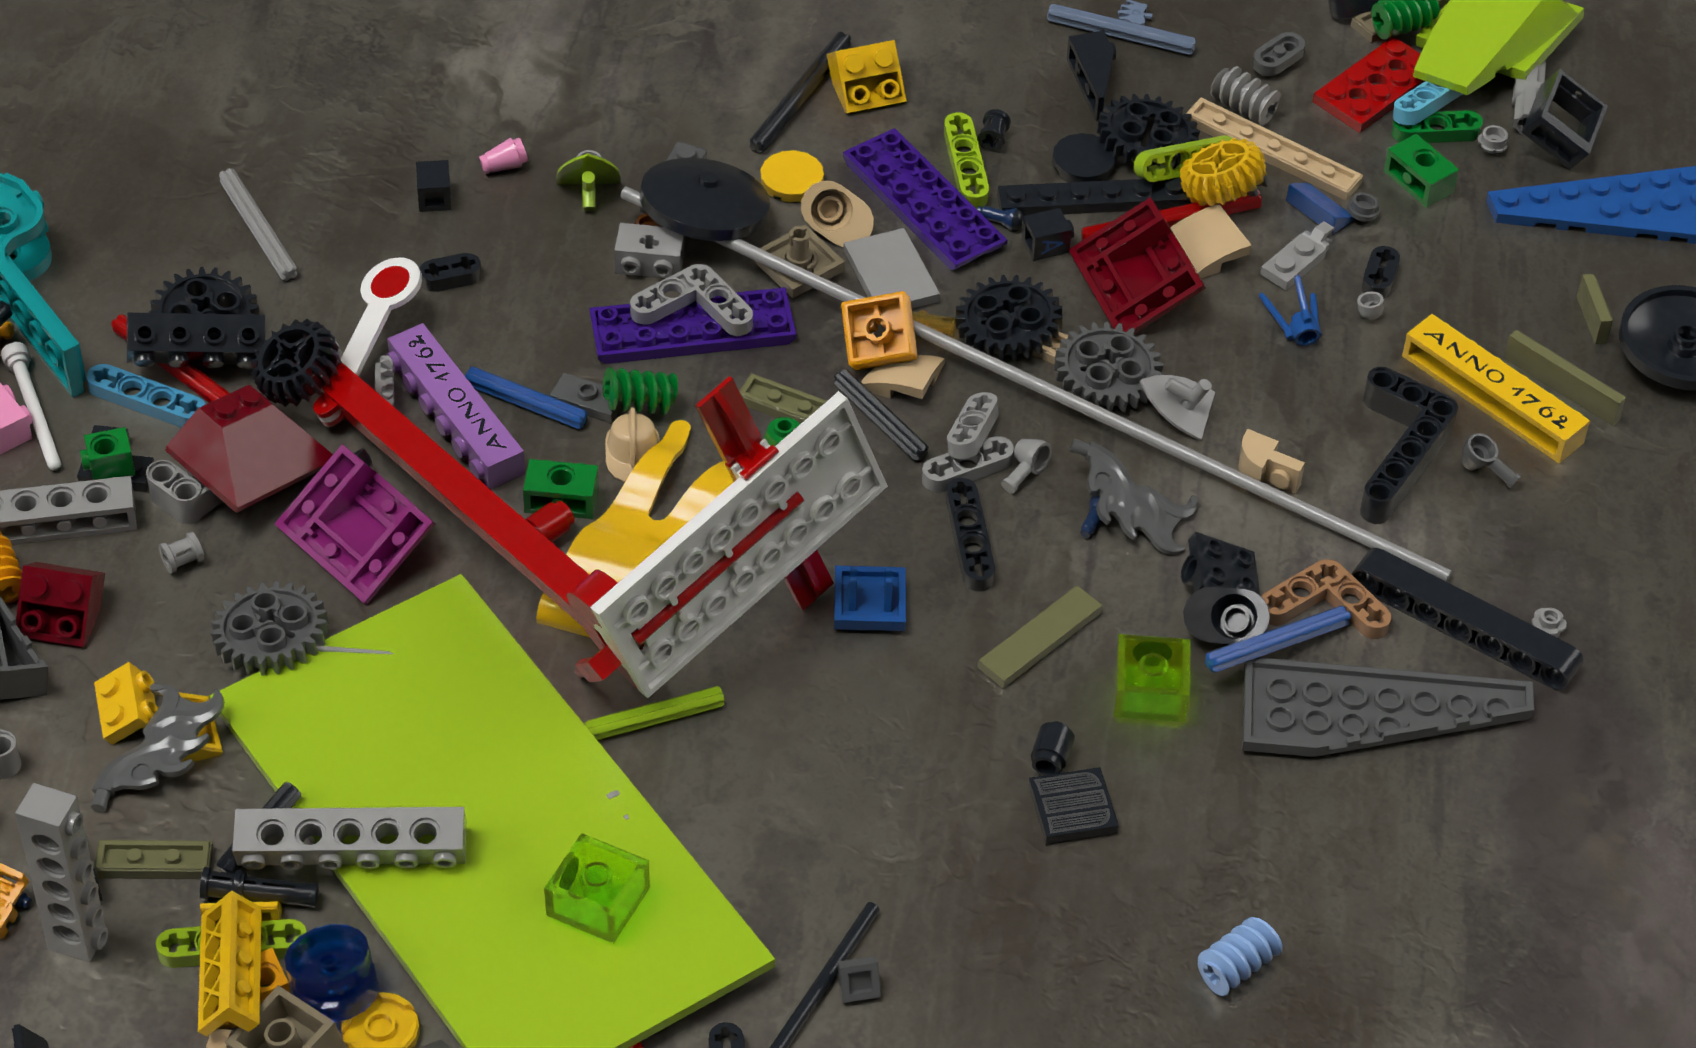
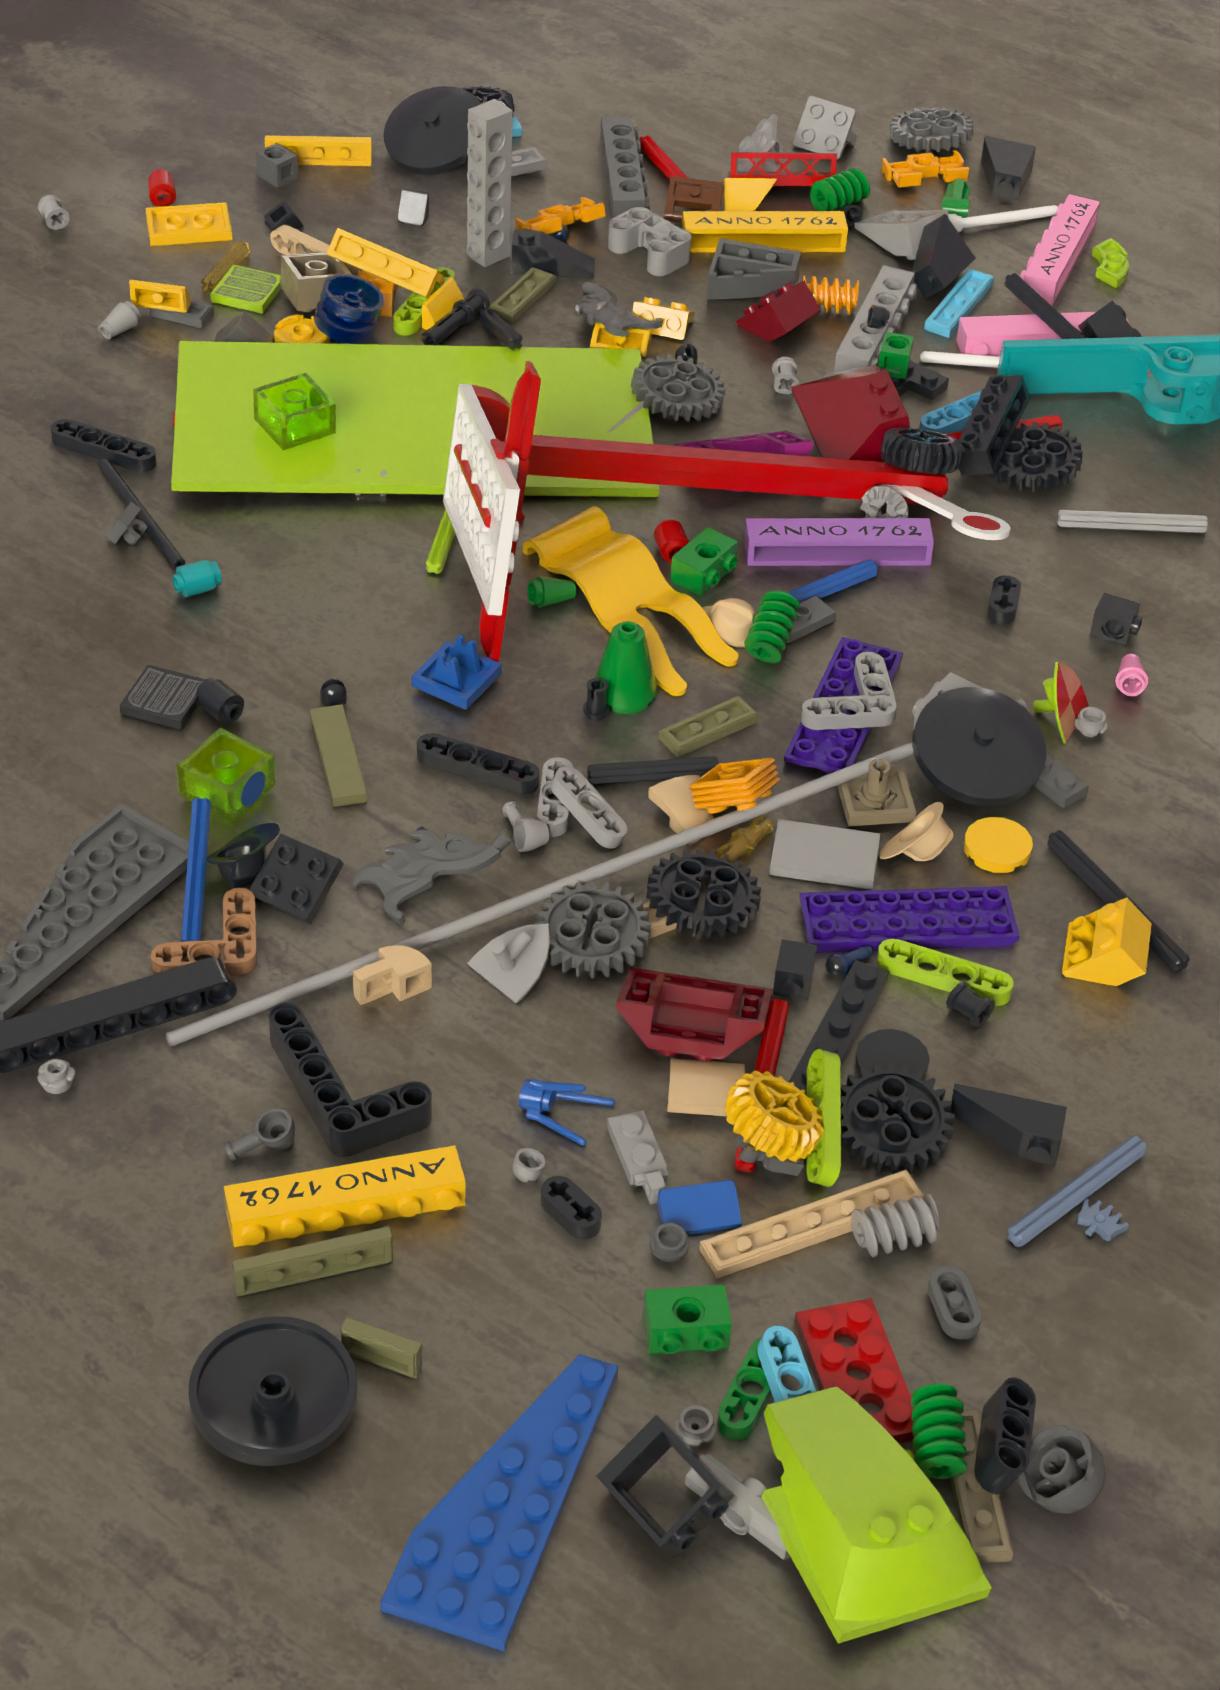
camera: 120 degrees right, 5 degrees down
(52, 487) = (877, 317): none -> black hinge
(189, 657) = (687, 352): none -> black hinge
(256, 826) = (444, 341): light grey brick -> none
(894, 866) = (197, 578): none -> teal brick
(958, 682) = (333, 693): none -> black hinge

